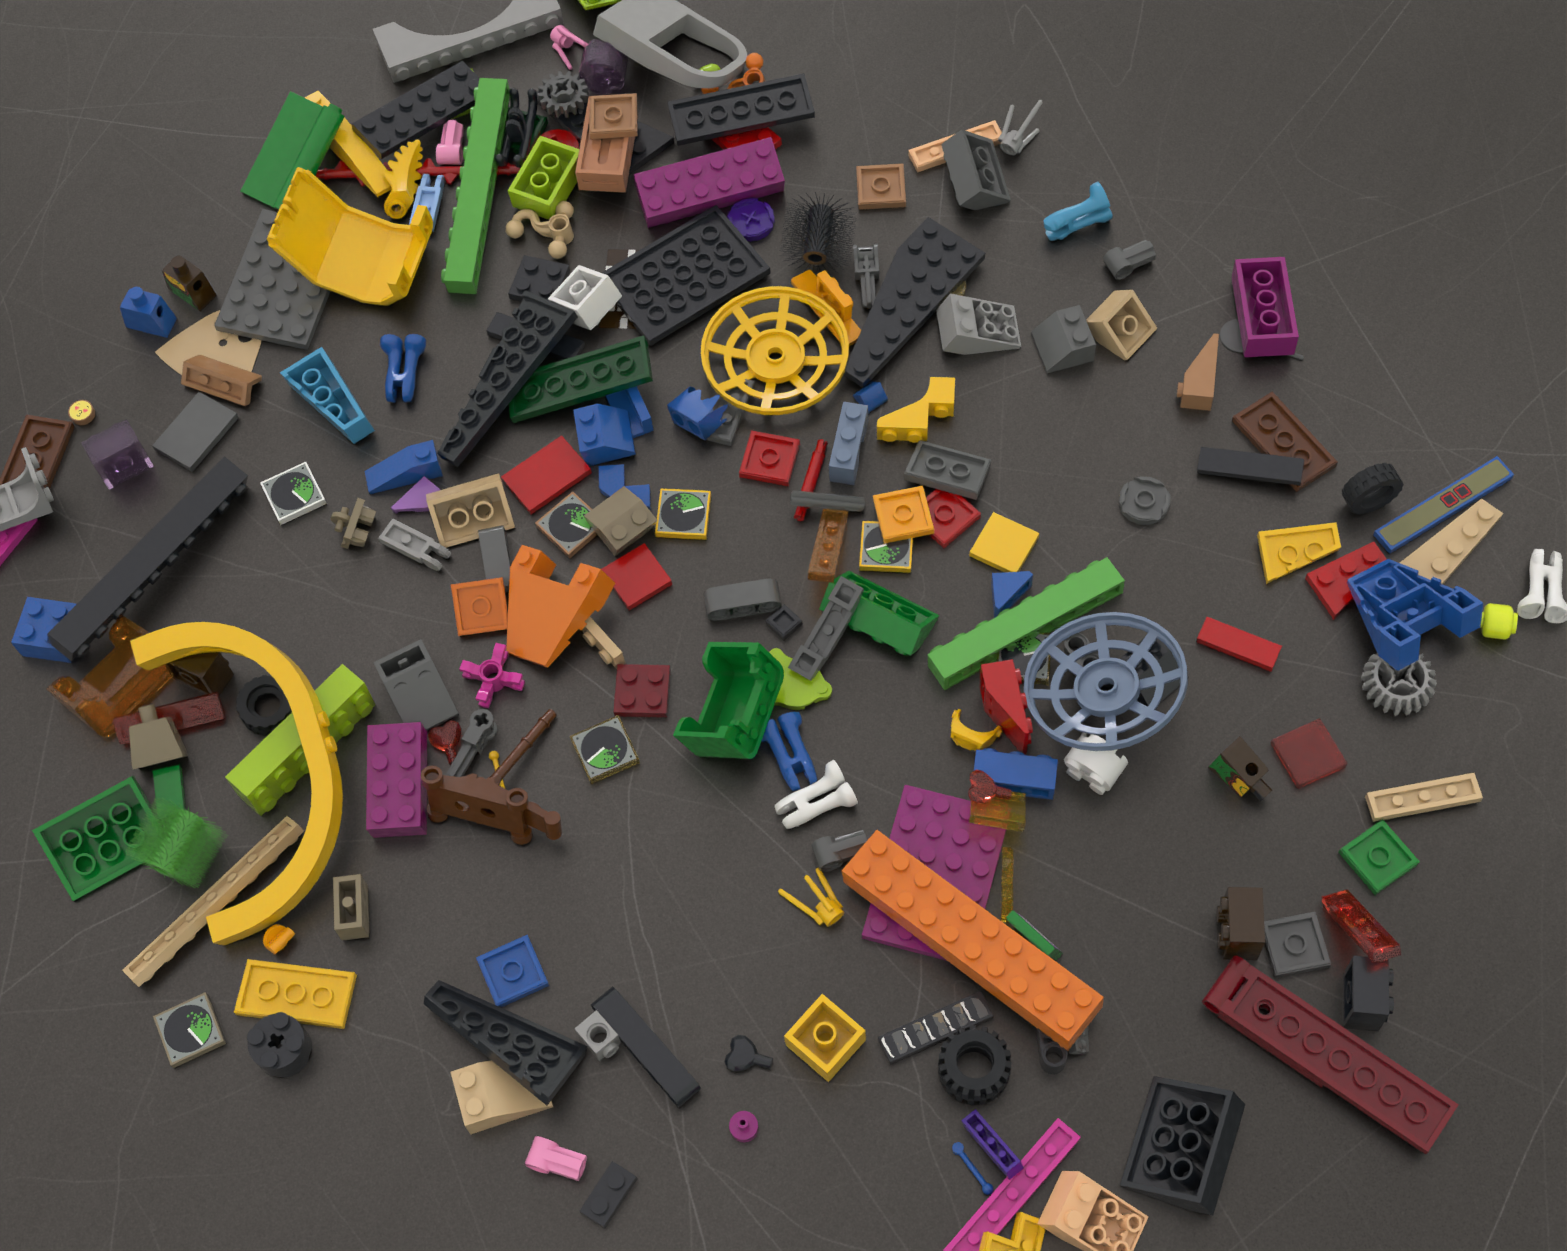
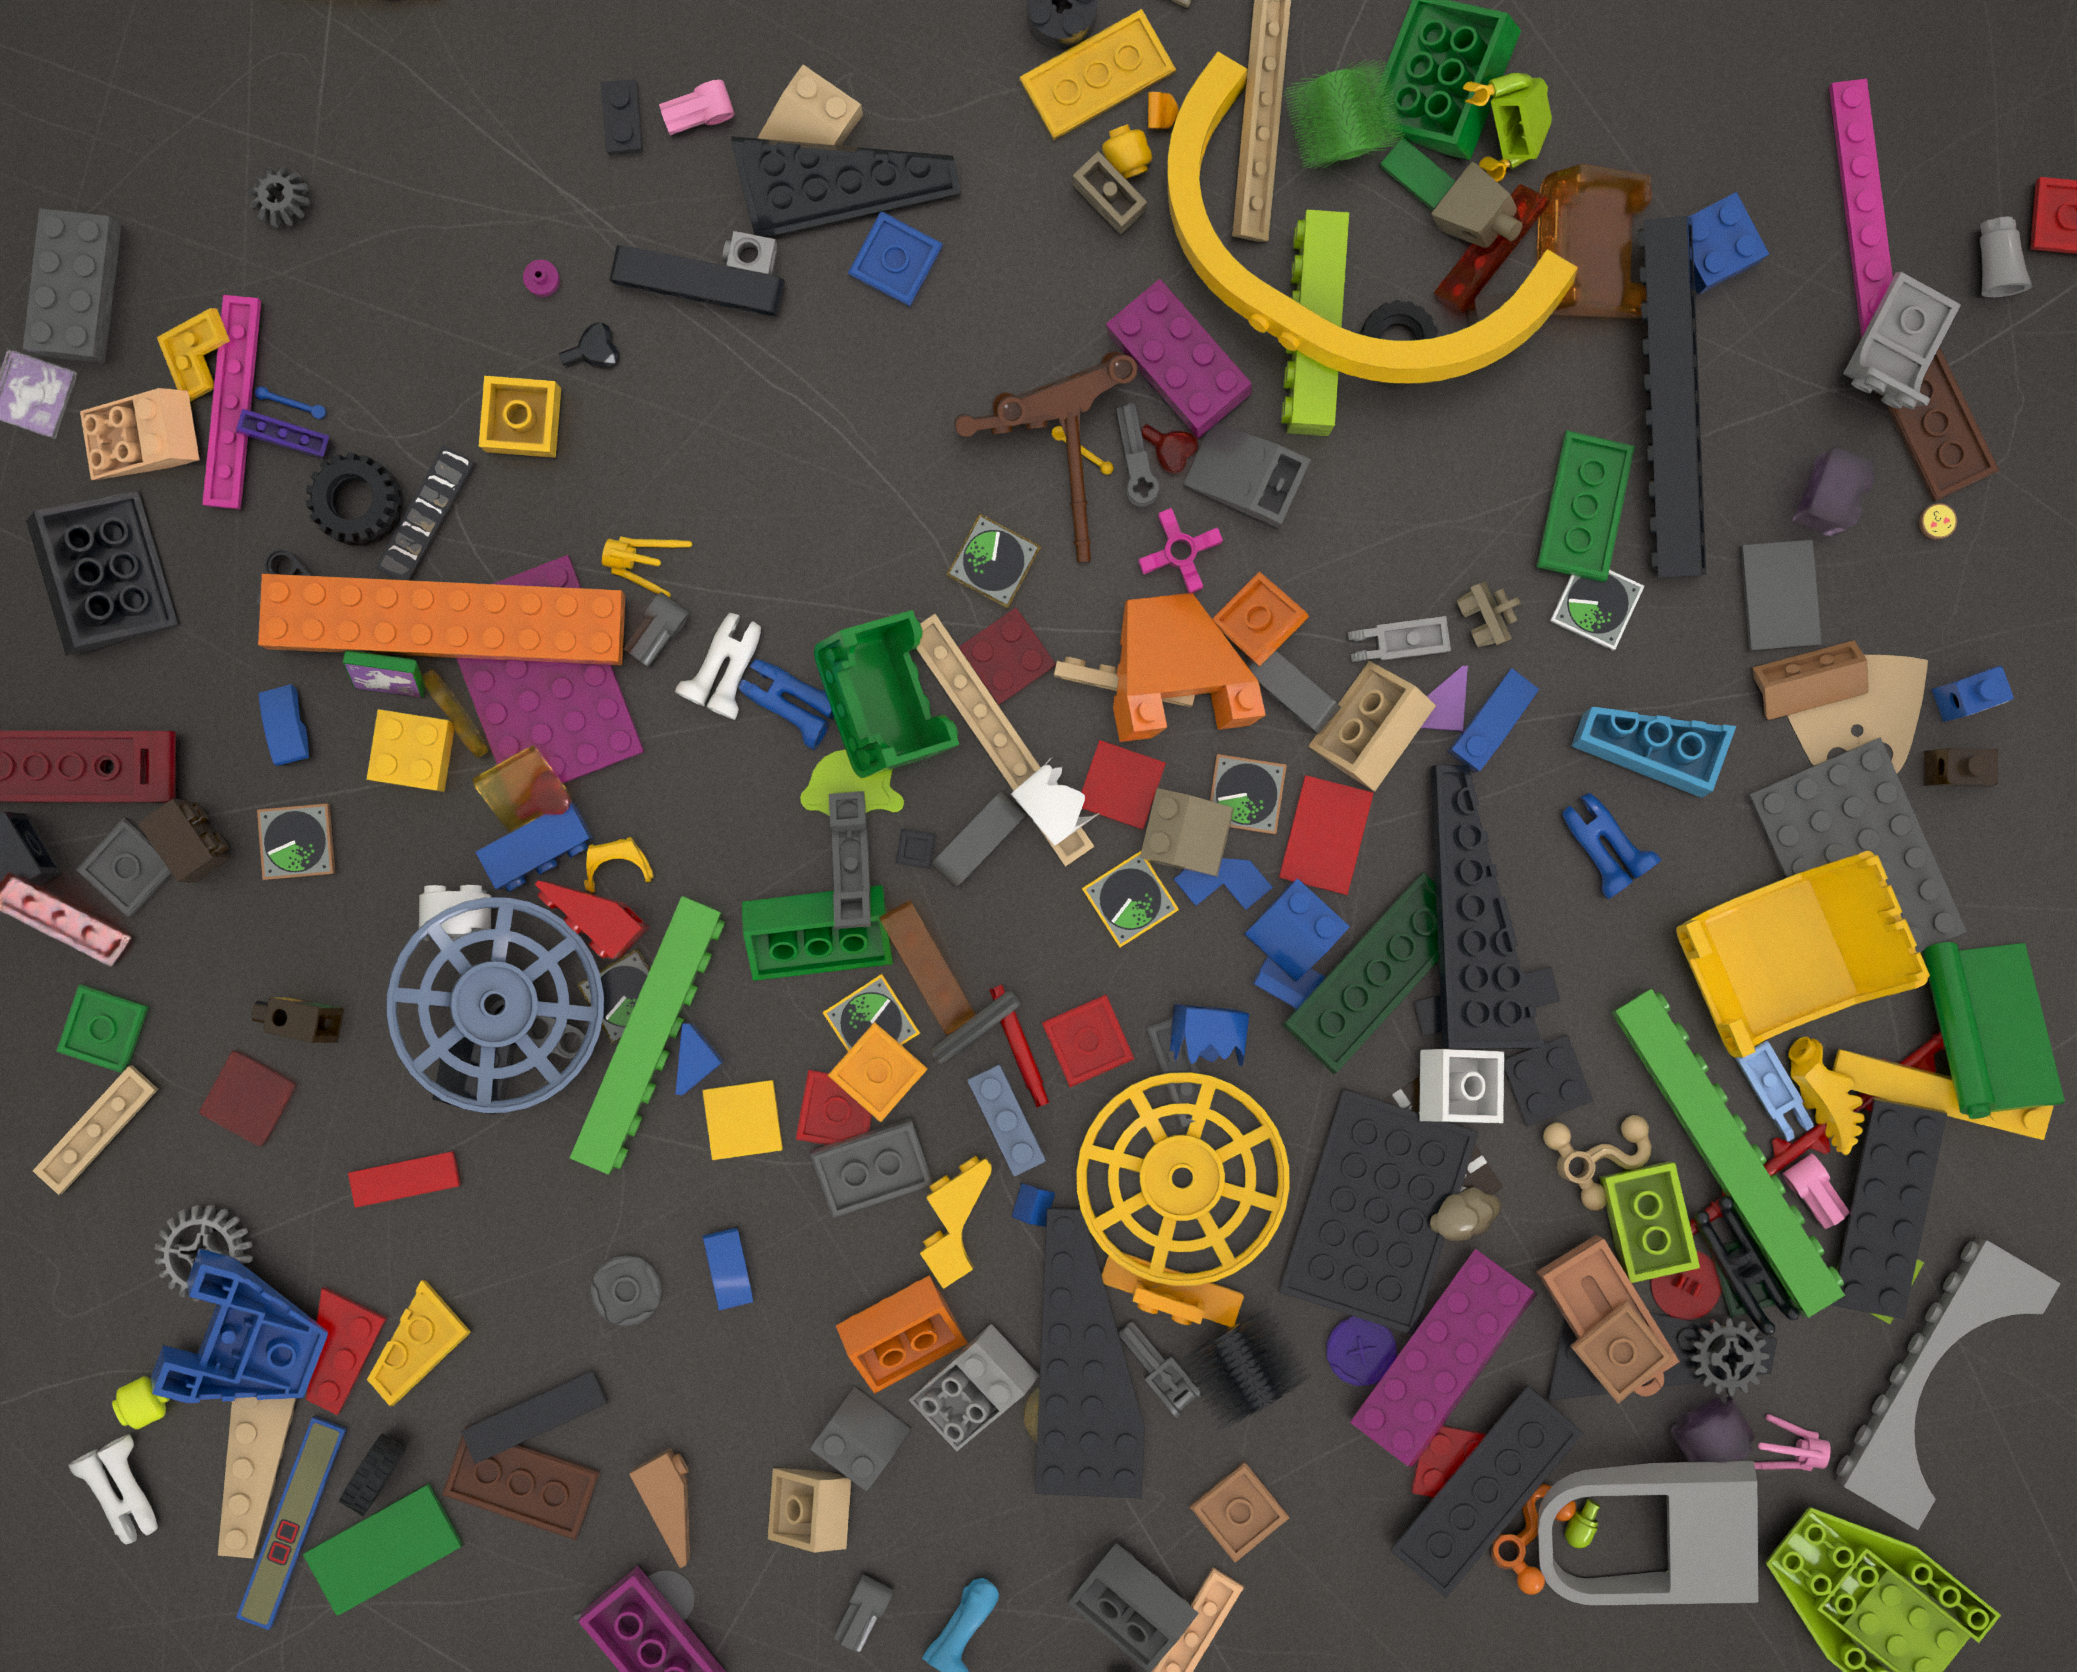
camera: 135 degrees right, 25 degrees up
(83, 769) = (1520, 118): none -> lime torso
(251, 544) = (1585, 506): none -> green tile
(318, 928) = (1128, 151): none -> yellow head
(638, 240) = (1466, 1214): none -> dark tan arm
(684, 640) = (987, 720): none -> tan plate
(685, 575) = (1051, 805): none -> white piece
(998, 378) = (901, 1334): none -> orange slope
(1052, 882) = (410, 750): none -> yellow brick
(1073, 470) = (727, 1268): none -> blue slope
(1125, 957) = (282, 725): none -> blue slope
(1169, 883) = (296, 841): none -> tile
(1414, 457) = (382, 1549): none -> green tile

